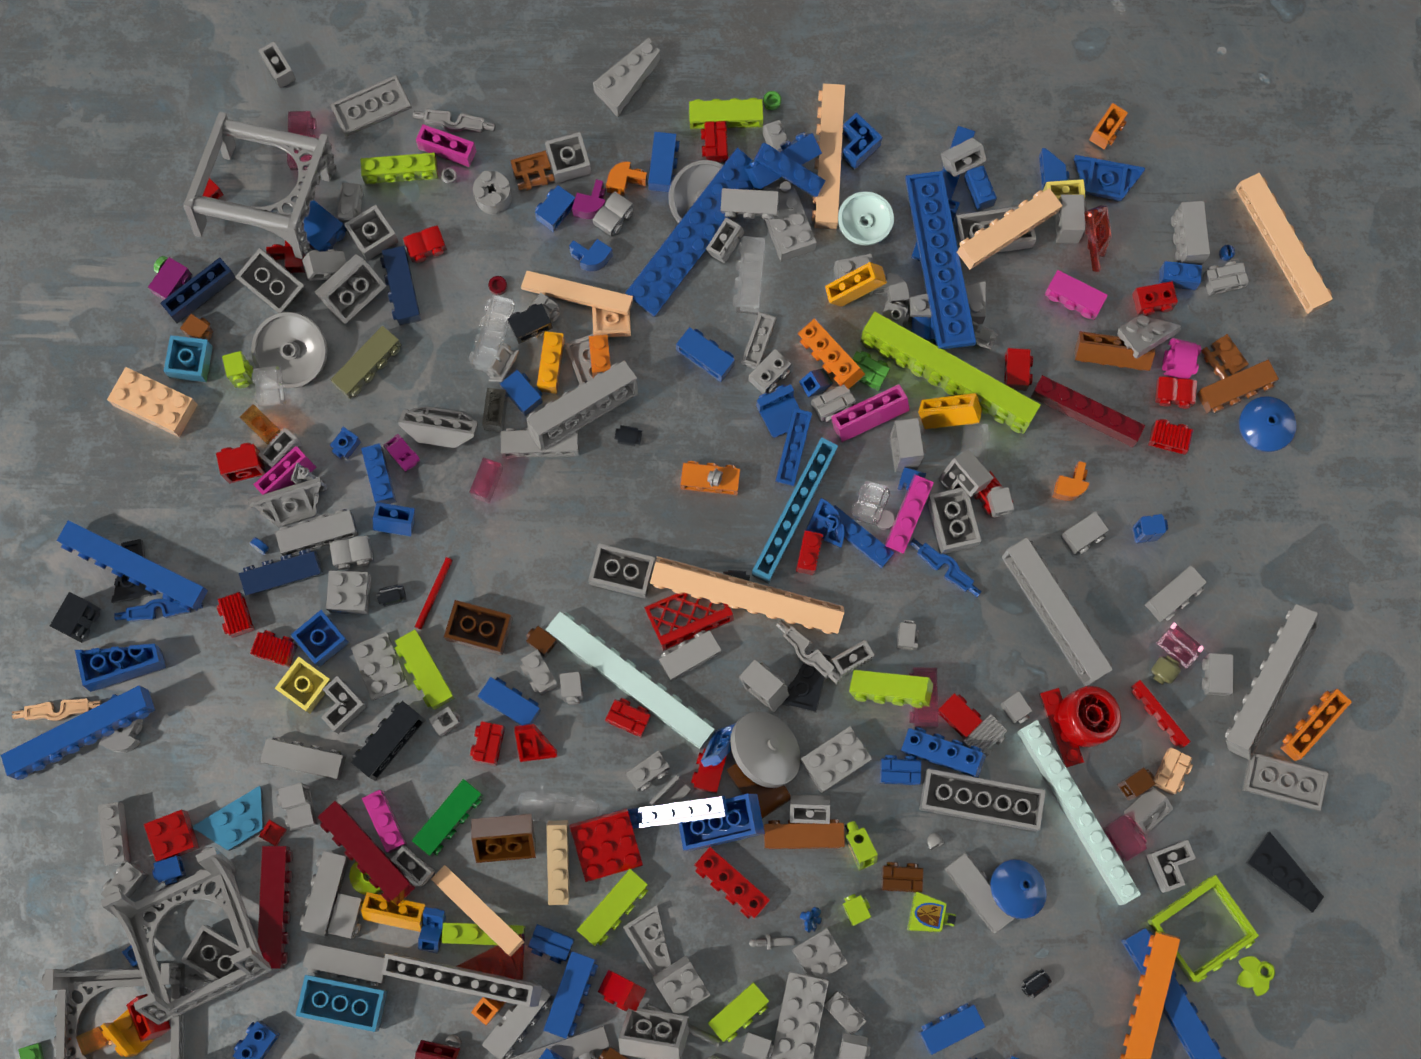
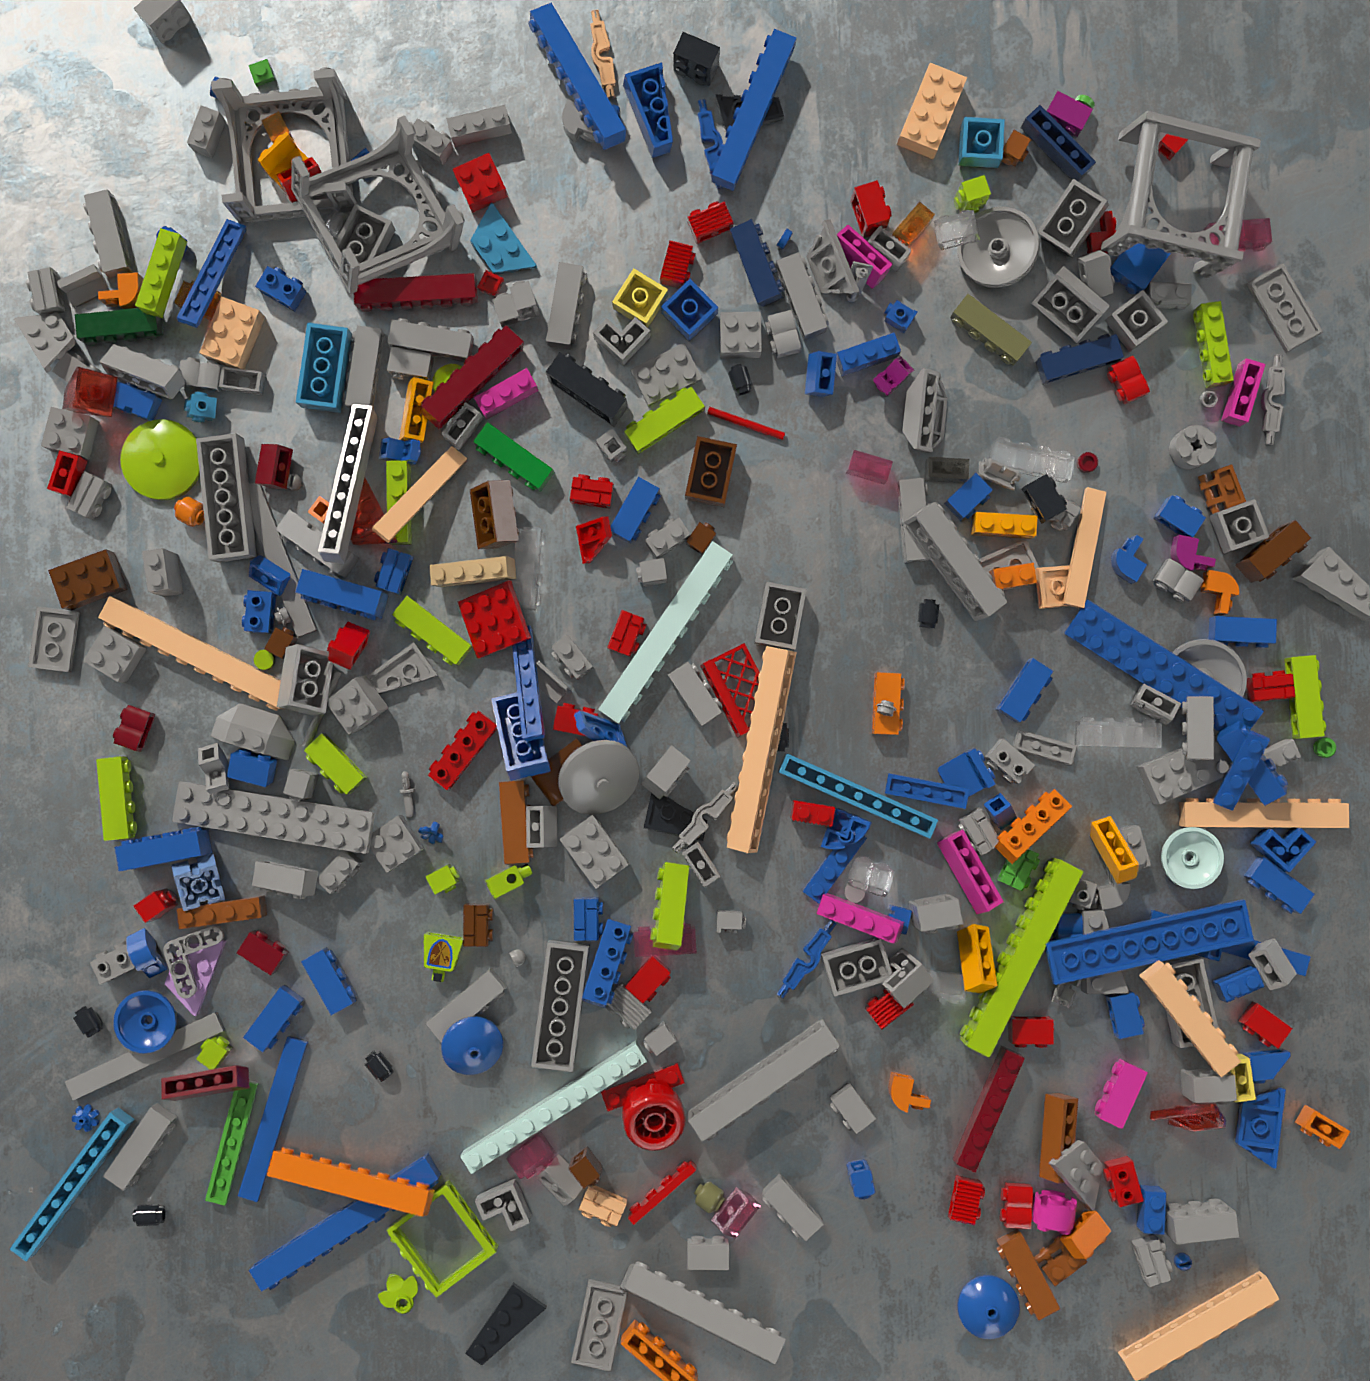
camera: 85 degrees right, 10 degrees up
(169, 870) = (446, 184): blue brick -> none
(277, 64) = (1324, 200): light grey brick -> none
(594, 129) = (1273, 552): none -> reddish brown brick
(893, 147) = (1278, 885): none -> blue brick
(1000, 501) = (879, 1016): light grey brick -> none
(1005, 286) = (1125, 1014): none -> blue brick
(1017, 168) = (1265, 1025): none -> red brick
(1202, 332) = (1086, 1235): none -> orange brick

